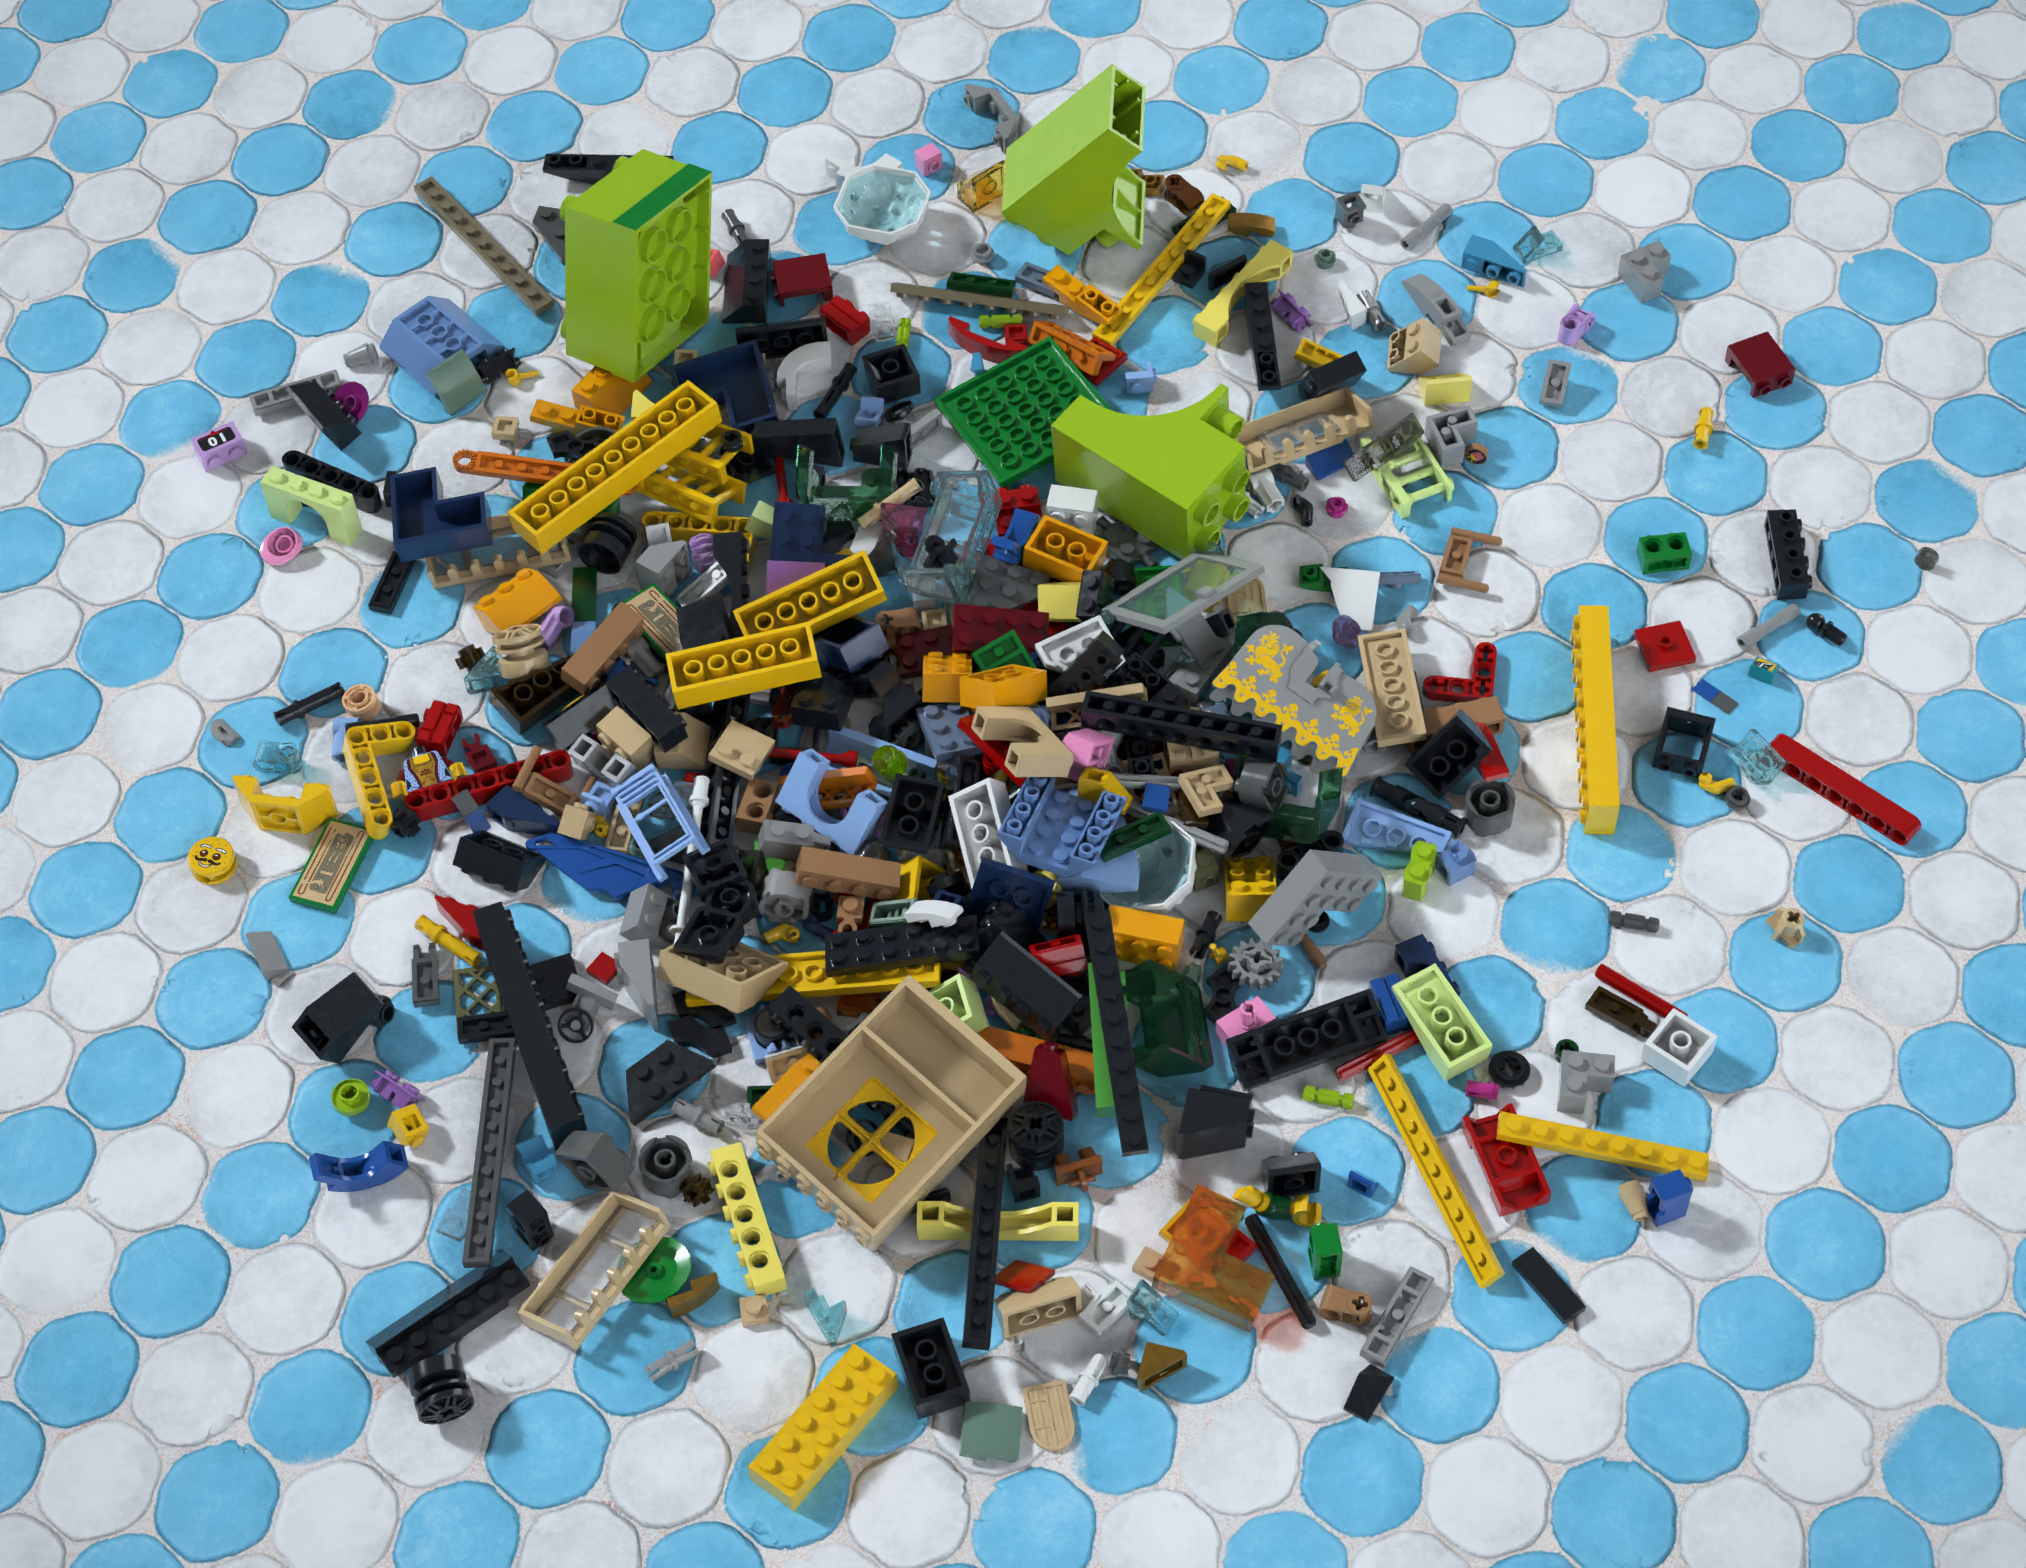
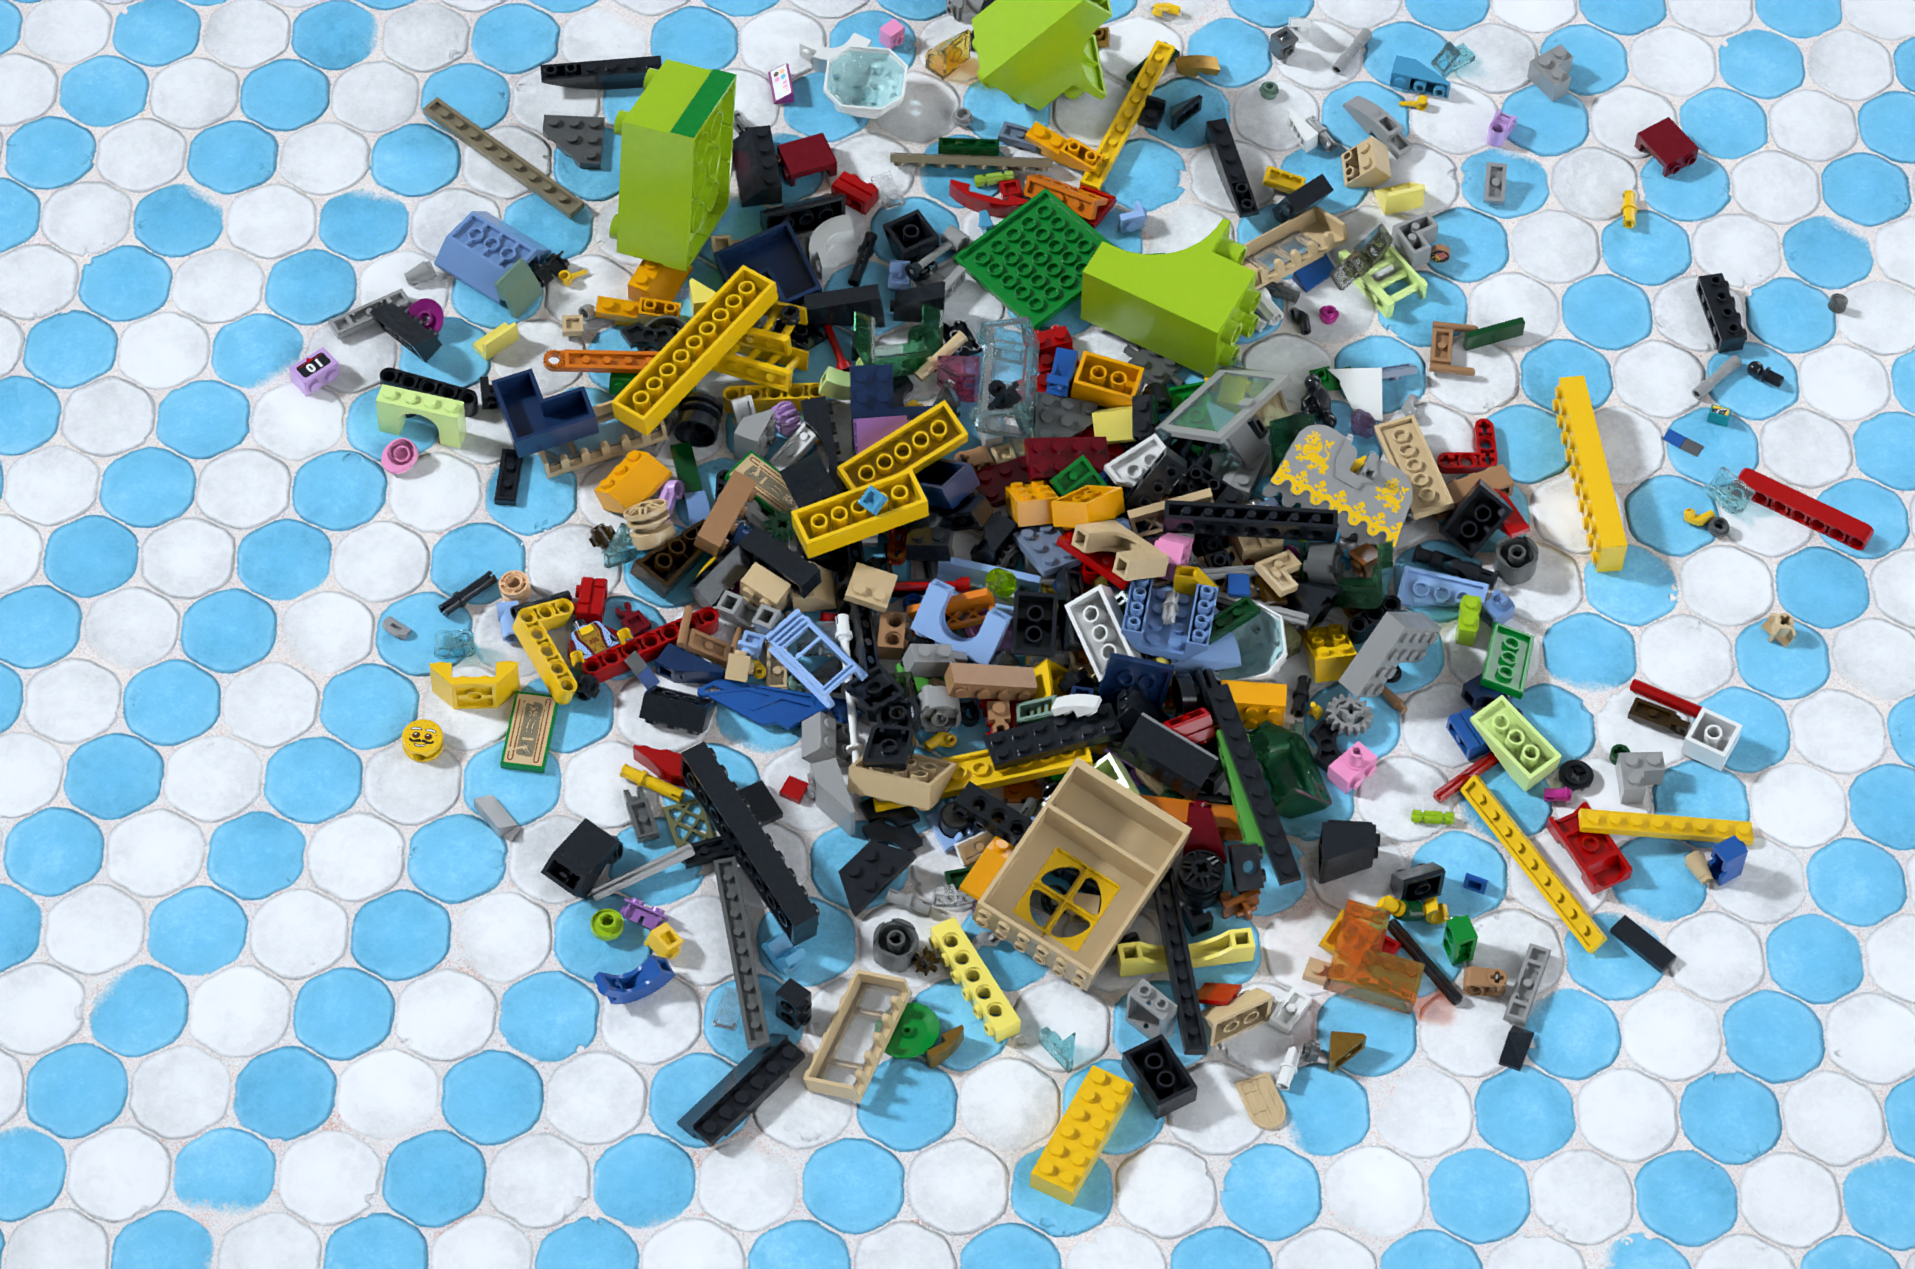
camera: 15 degrees left, 0 degrees up
(407, 1041) = (642, 872): none -> light grey axle
(421, 435) = (496, 340): none -> light yellow panel
(440, 1389) = (756, 1149): black wheel -> none
(524, 415) = (587, 311): none -> light grey hinge
(584, 1006) = (787, 821): light grey piece -> none
(594, 1160) = (837, 947): dark grey brick -> none
(654, 670) = (773, 525): none -> clear green gear
(671, 1360) = (941, 1101): light grey pin -> none
(754, 1310) = (997, 1052): tan plate -> none
(755, 651) = (873, 500): none -> dark azure tile
(798, 200) = (781, 84): none -> slope
(812, 926) = (968, 732): dark blue arm -> none
(866, 539) = (925, 392): white tile -> none
(903, 332) = (909, 197): lime axle -> none
(936, 380) = (952, 239): none -> light grey piece
(936, 1283) = (1159, 1015): none -> light grey window
(990, 1431) = (1218, 1120): sand green slope -> none
(1064, 814) = (1170, 607): none -> light grey axle
(1074, 507) = (1104, 339): white brick -> none
(1083, 1144) = (1238, 856): none -> black brick
(1152, 1307) = (1329, 1004): clear light blue slope -> none
(1182, 194) = (1130, 45): reddish brown piece -> none
(1267, 265) = (1220, 102): light yellow arch -> none
(1297, 316) = (1256, 146): medium lavender hinge -> none
(1299, 601) = (1317, 401): none -> black head
(1306, 786) = (1363, 559): none -> dark orange slope
(1306, 1040) = (1405, 772): black slope -> none
(1454, 923) = (1507, 660): none -> tile
(1519, 548) = (1494, 333): none -> dark green tile
(1634, 921) = (1653, 640): dark grey axle -> none
(1664, 553) = (1617, 323): green brick -> none
(1664, 646) = (1633, 404): red plate -> none
(1678, 721) = (1658, 468): black window -> none

